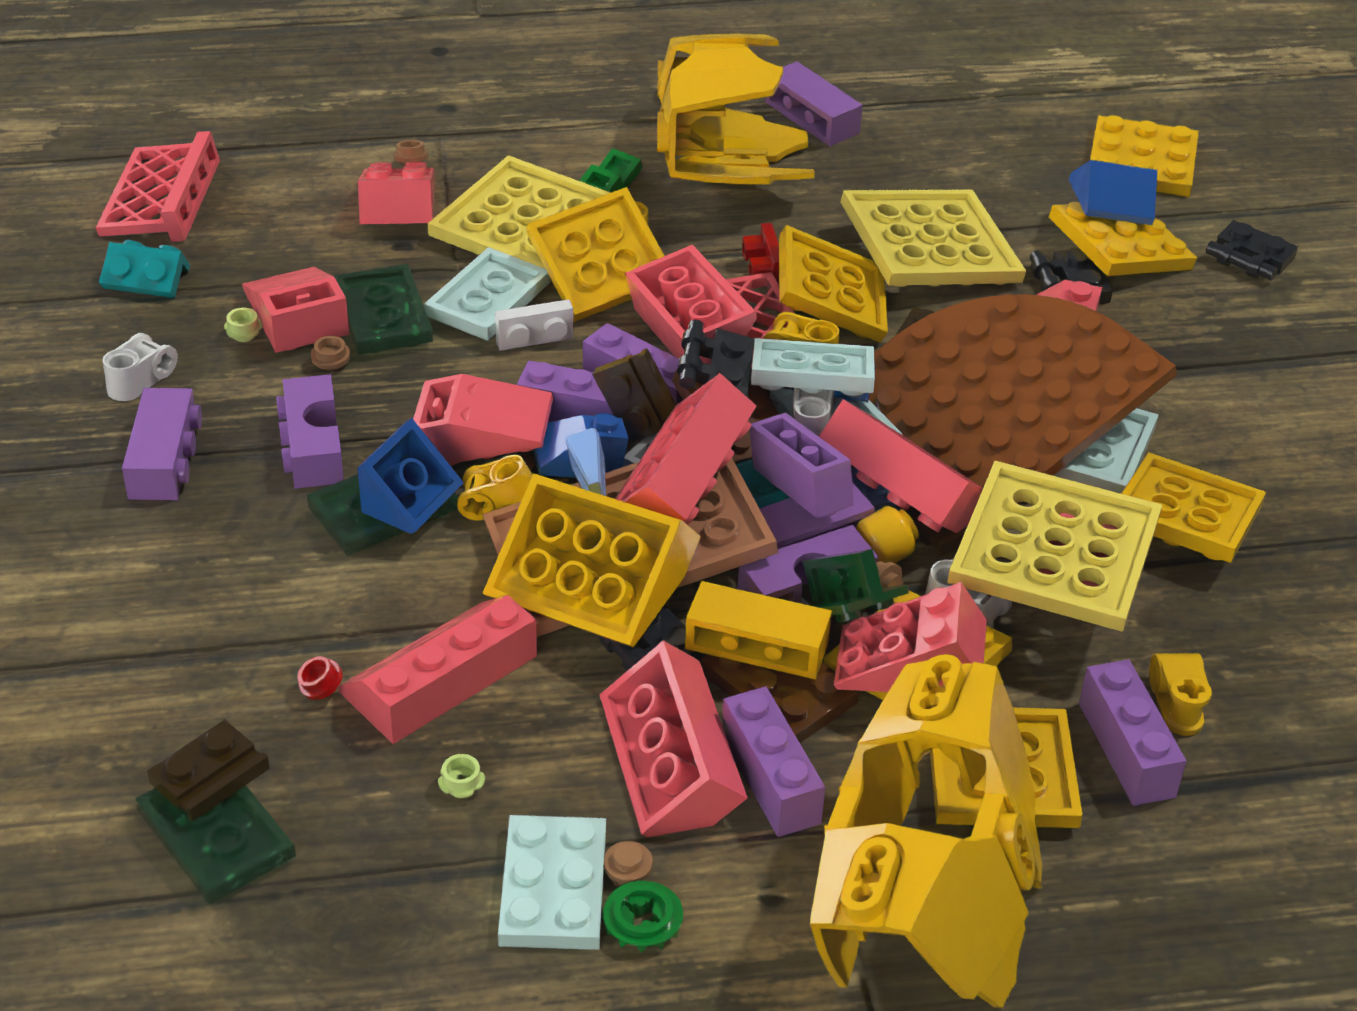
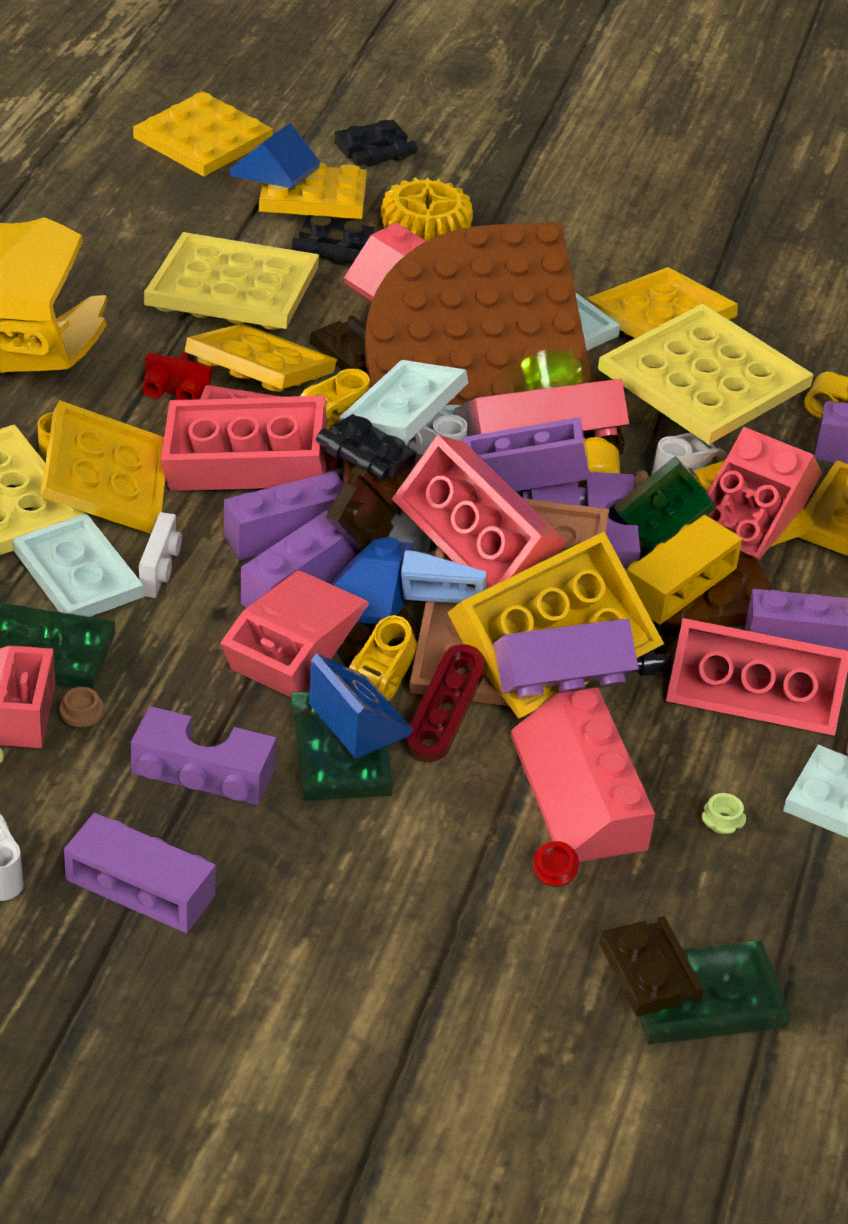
camera: 65 degrees left, 0 degrees up
(457, 540) = (450, 688): none -> dark red plate
(537, 576) = (566, 657): none -> medium lavender brick
(954, 445) = (551, 370): none -> clear neon green slope
(1169, 312) = (427, 207): none -> yellow gear

